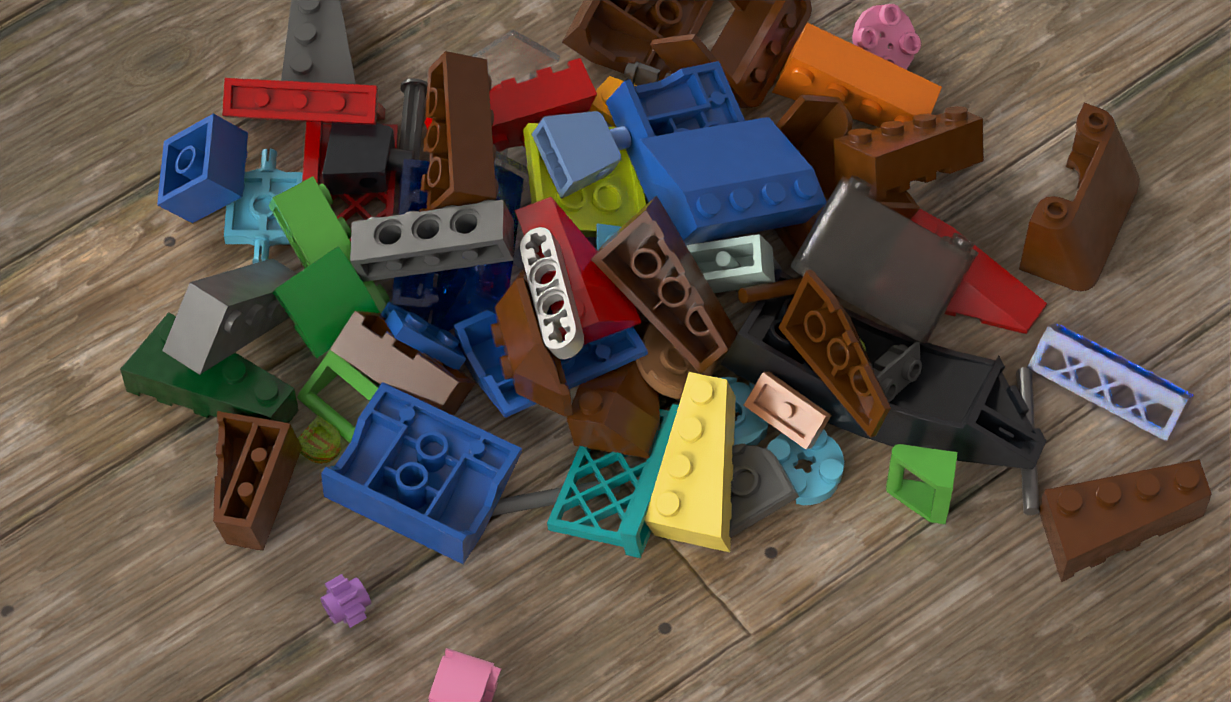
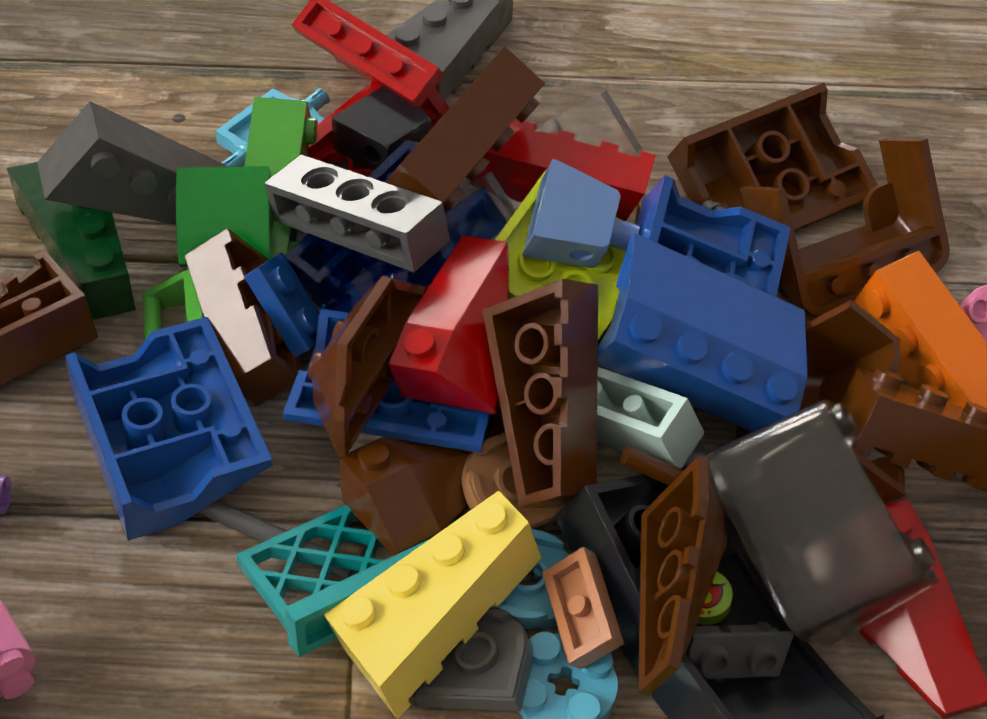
camera: 35 degrees right, 10 degrees down
(203, 168) = (247, 67): blue brick -> none
(320, 441) = (119, 340): clear neon green tile -> none
(556, 290) = (407, 315): light grey beam -> none

